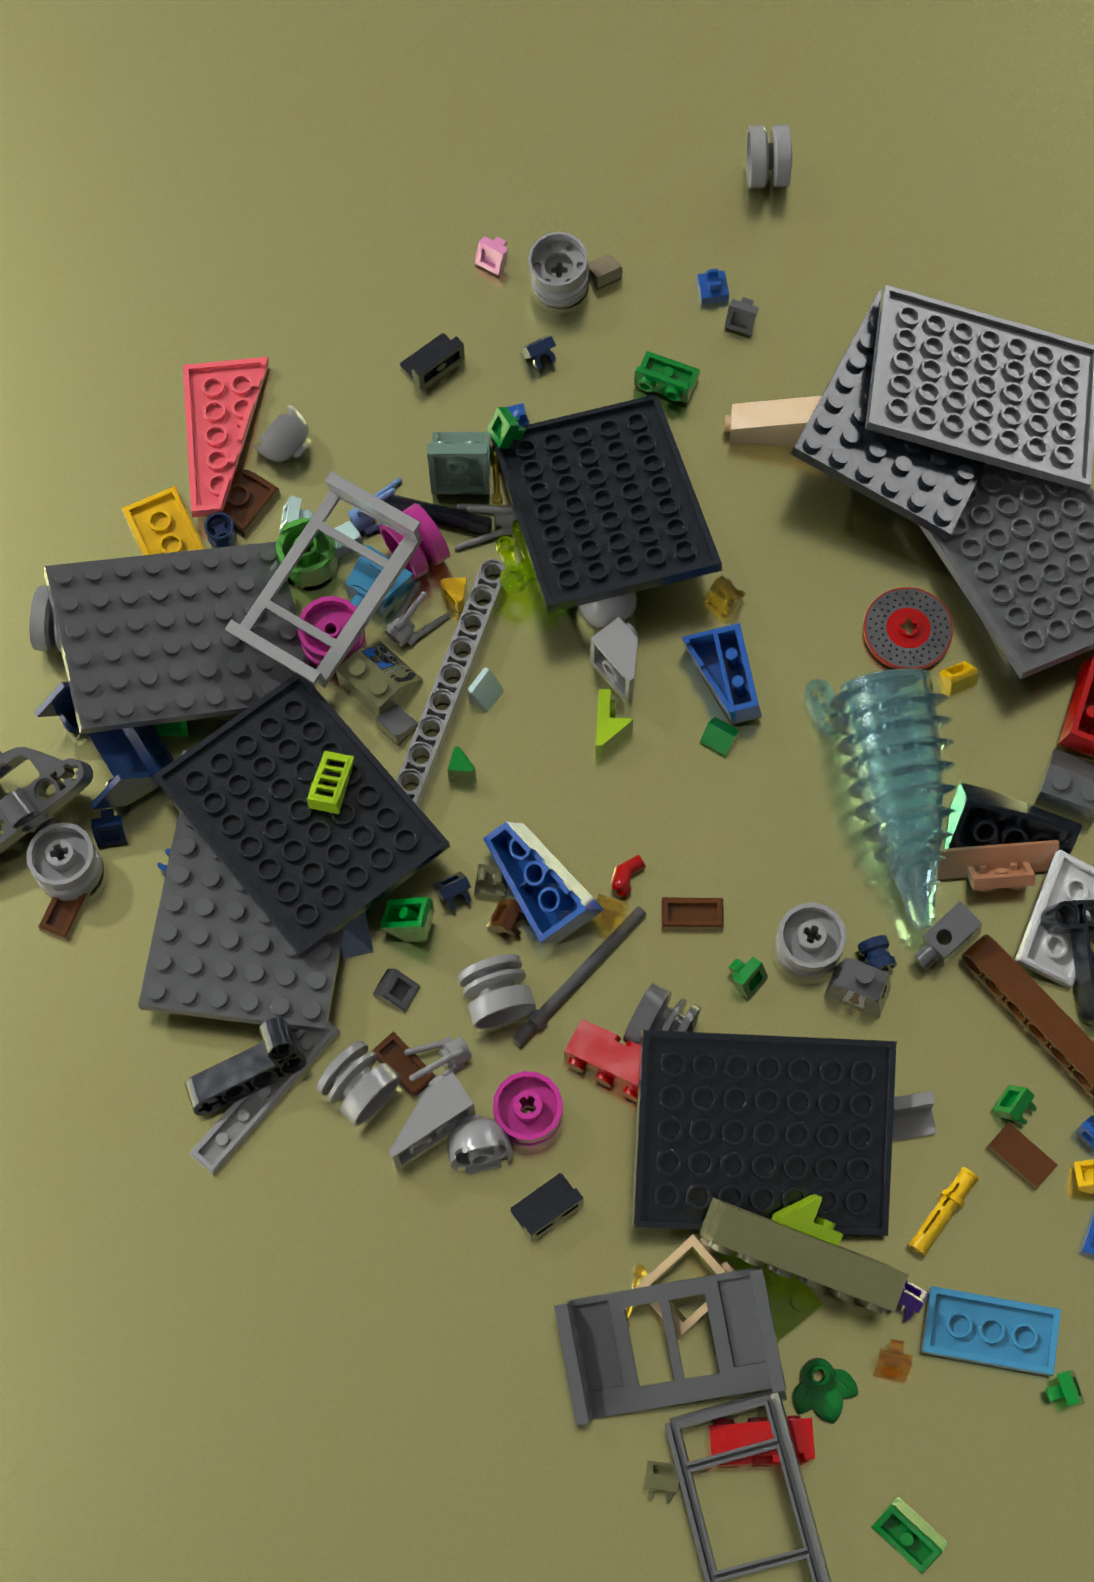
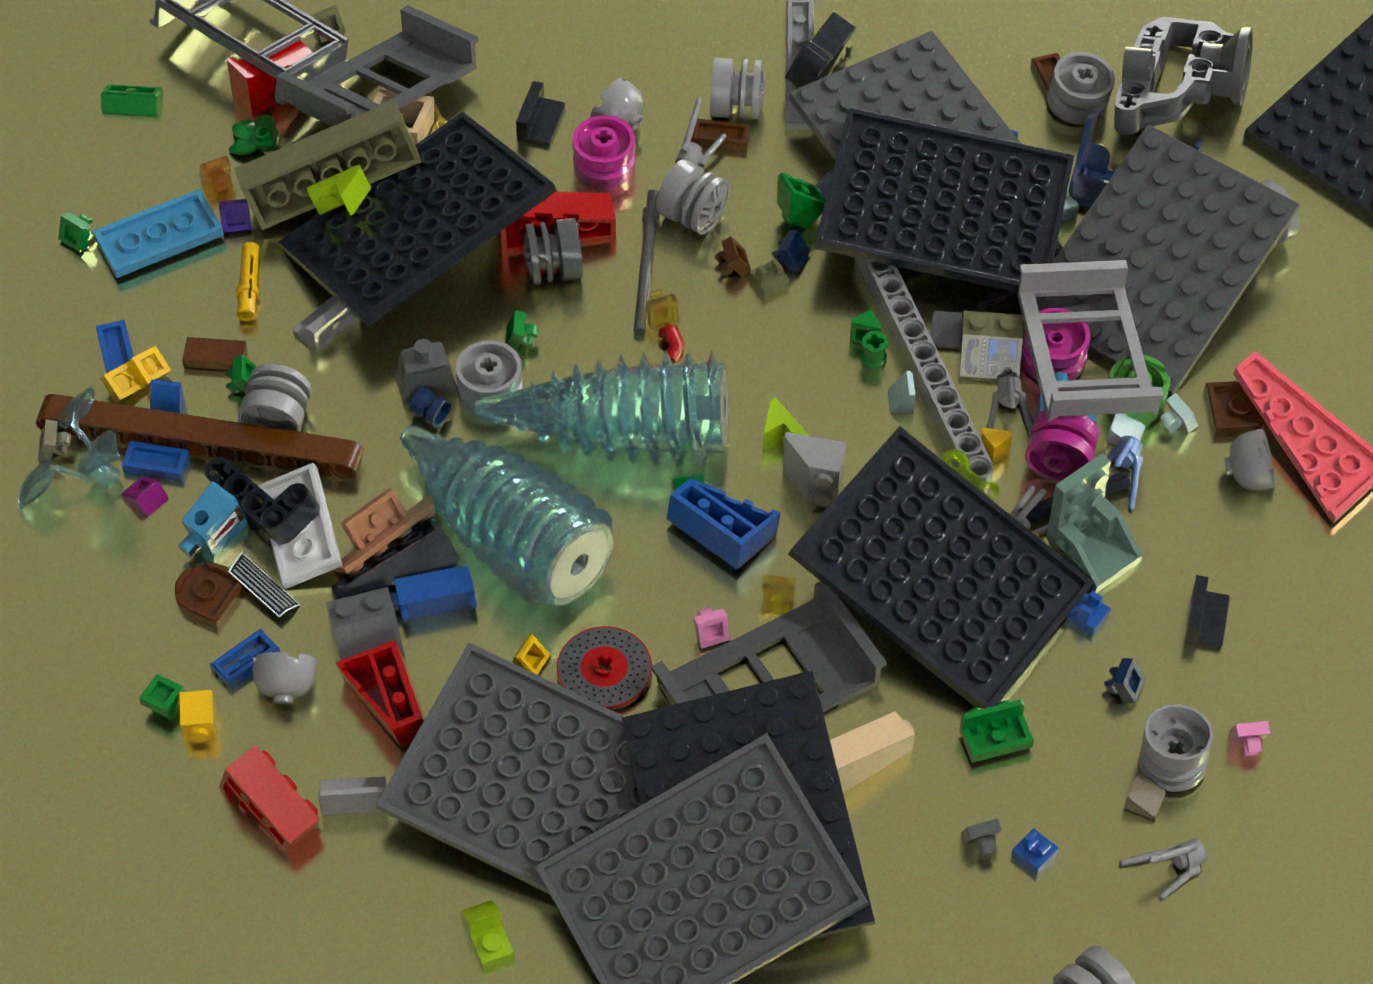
camera: 140 degrees right, 15 degrees down
(109, 829) = (1073, 132): dark blue tile -> none
(162, 524) = (1277, 343): yellow tile -> none
(218, 525) = (1221, 365): dark blue wheel -> none
(328, 803) = (934, 204): lime slope -> none
(396, 989) = (767, 172): dark grey slope -> none
(433, 1119) = (661, 104): light grey slope -> none
(469, 734) = (874, 348): none -> green bush
(505, 428) = (1082, 579): green tile -> none
(541, 884) = (730, 283): blue wedge -> none
(616, 210) = (1184, 855): none -> light grey plant
(692, 913) = (606, 346): reddish brown tile -> none
(734, 806) = (625, 407): none -> clear light blue cone
(804, 599) = (711, 627): none -> bright pink tile
(817, 709) = (624, 559): clear light blue beam -> none
(855, 545) = (819, 635): none -> dark grey piece
(957, 926) = (379, 437): dark grey torso -> none
(998, 775) = (434, 593): none -> blue brick
(1015, 1040) = (275, 398): none -> light grey wheel

